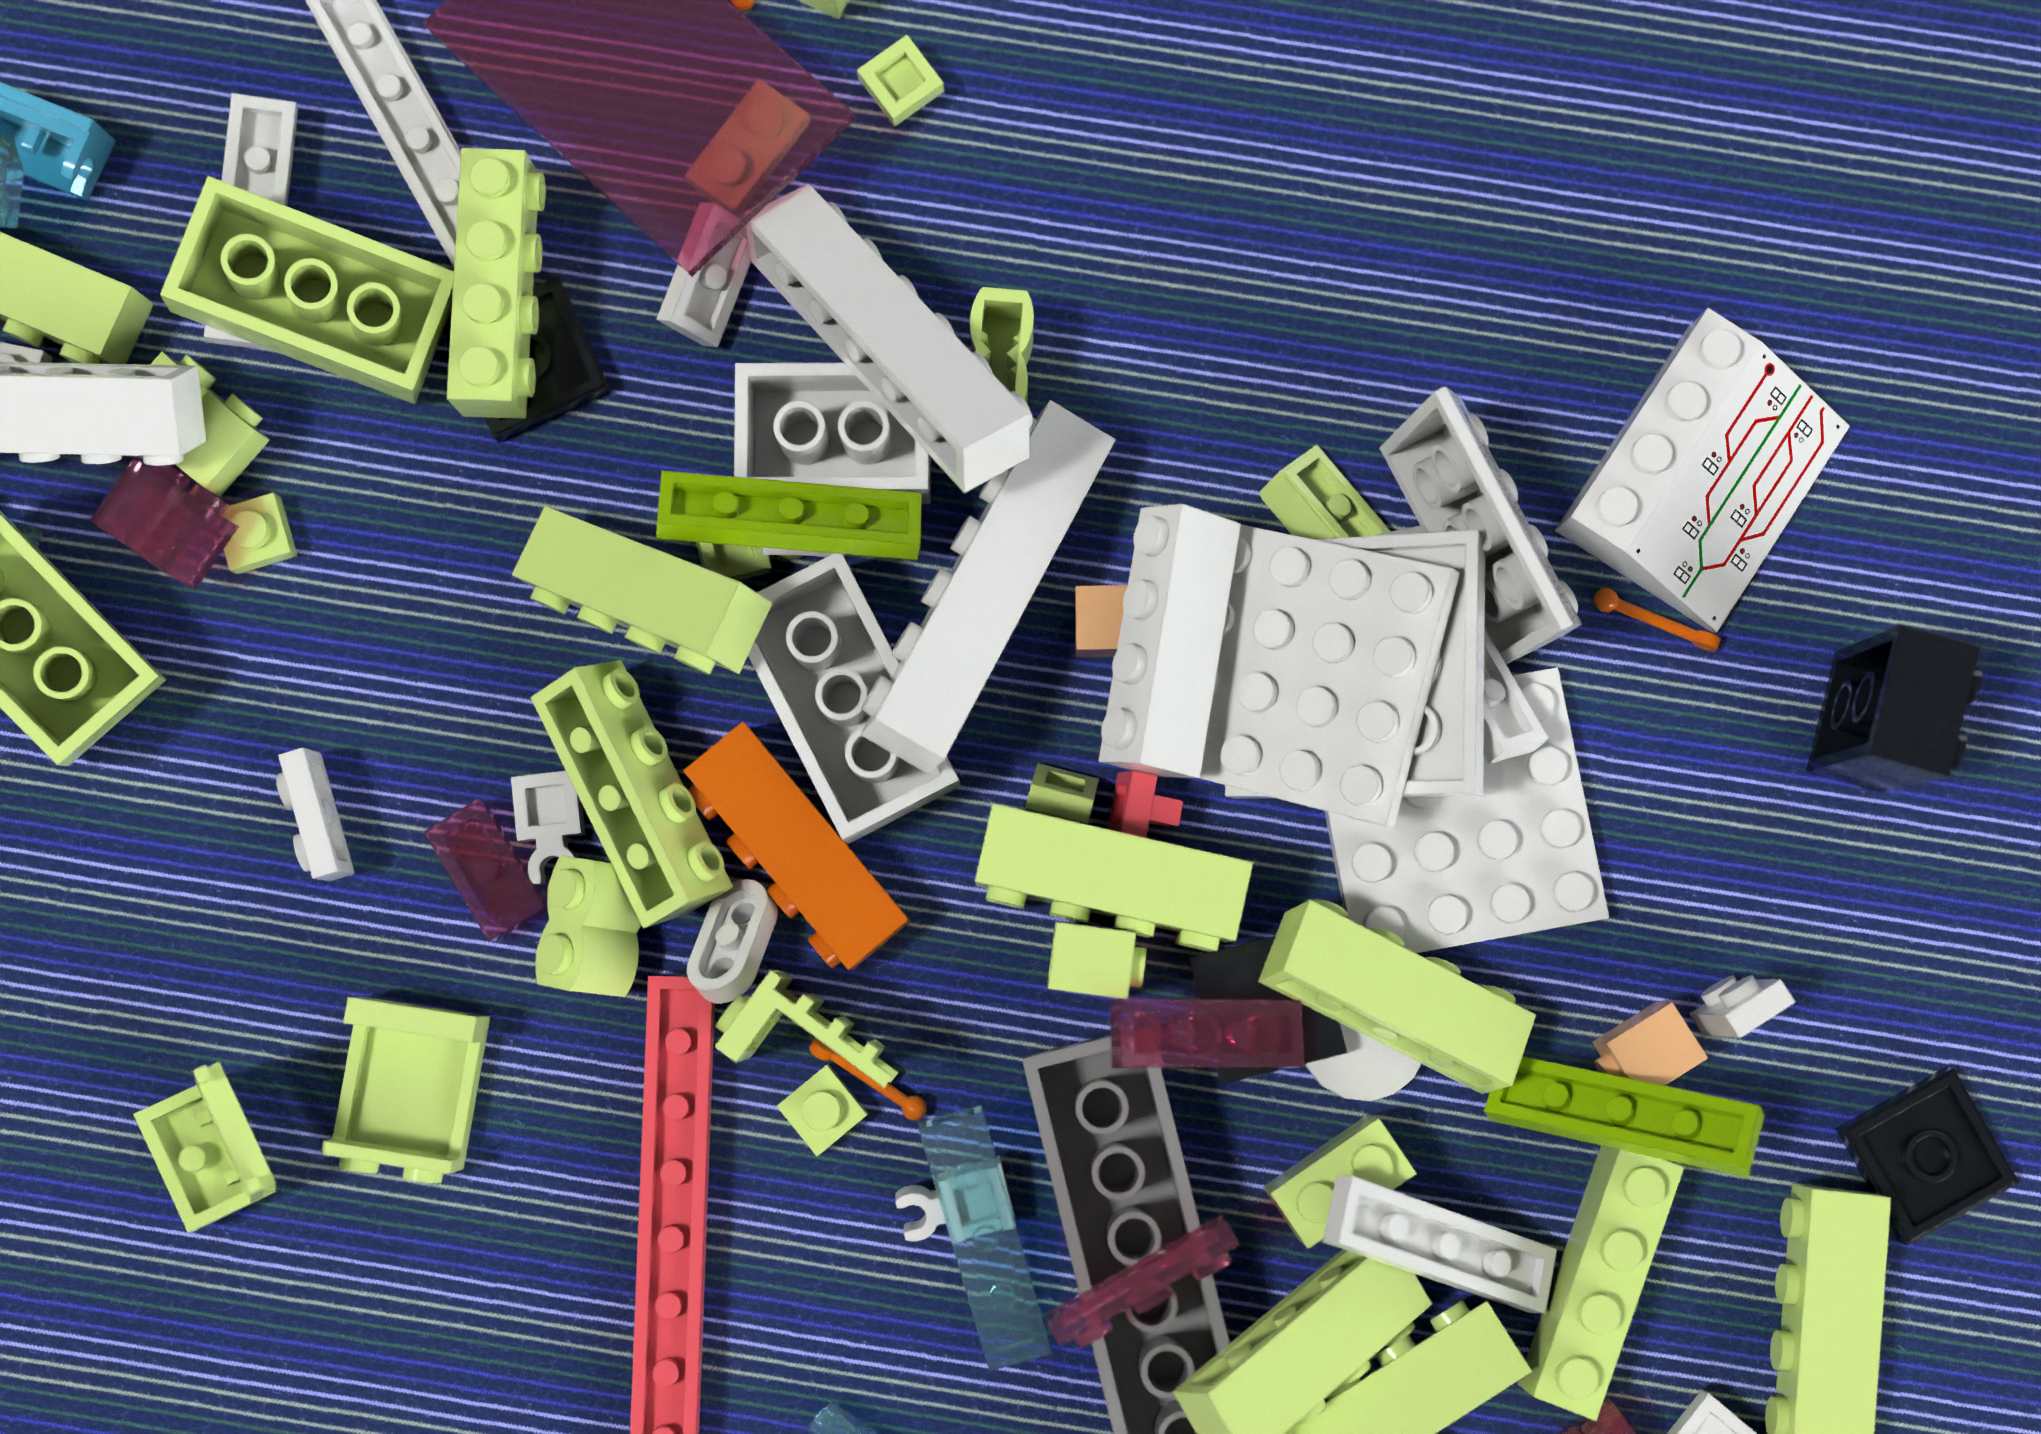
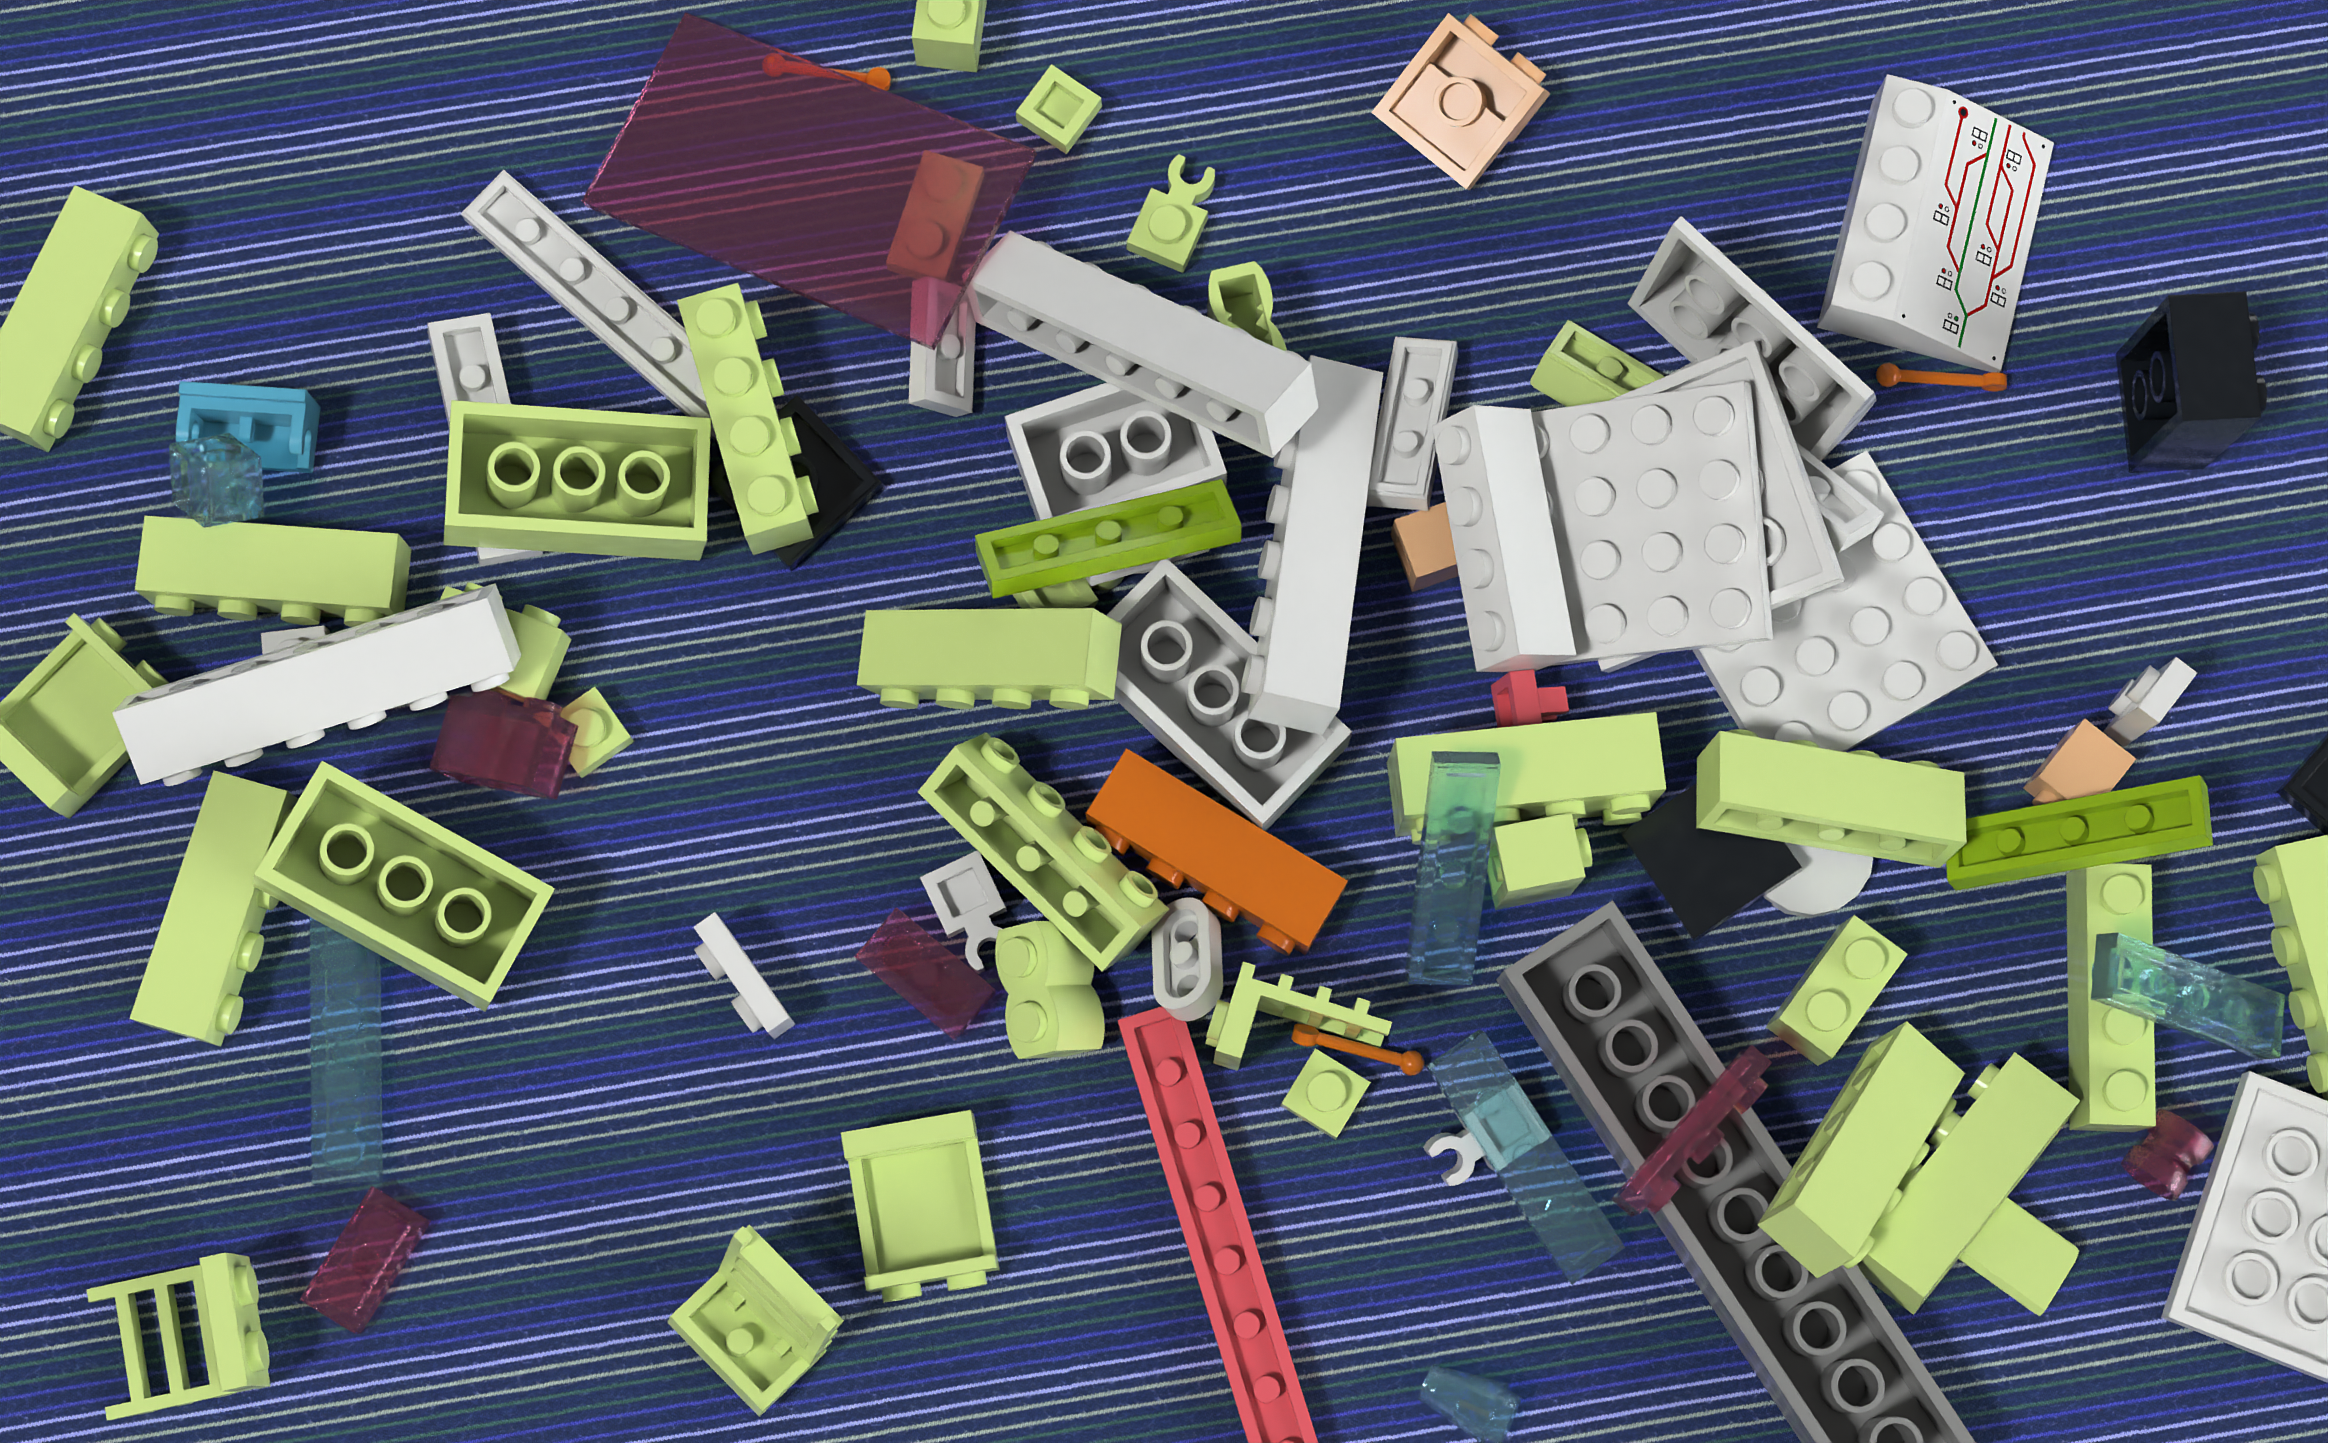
camera: 20 degrees left, 5 degrees down
(970, 225) = (1170, 222): none -> yellowish green plate
(1007, 942) = (1452, 867): none -> clear light blue tile
(1062, 793) = (1447, 715): yellowish green plate -> none
(1135, 478) = (1404, 441): none -> white tile
(1206, 1033) = (1667, 888): clear pink plate -> none
(1289, 196) = (1462, 99): none -> light nougat plate
(1439, 1244) = (1953, 1012): white plate -> none
(1671, 1308) = (2187, 996): none -> clear light blue plate

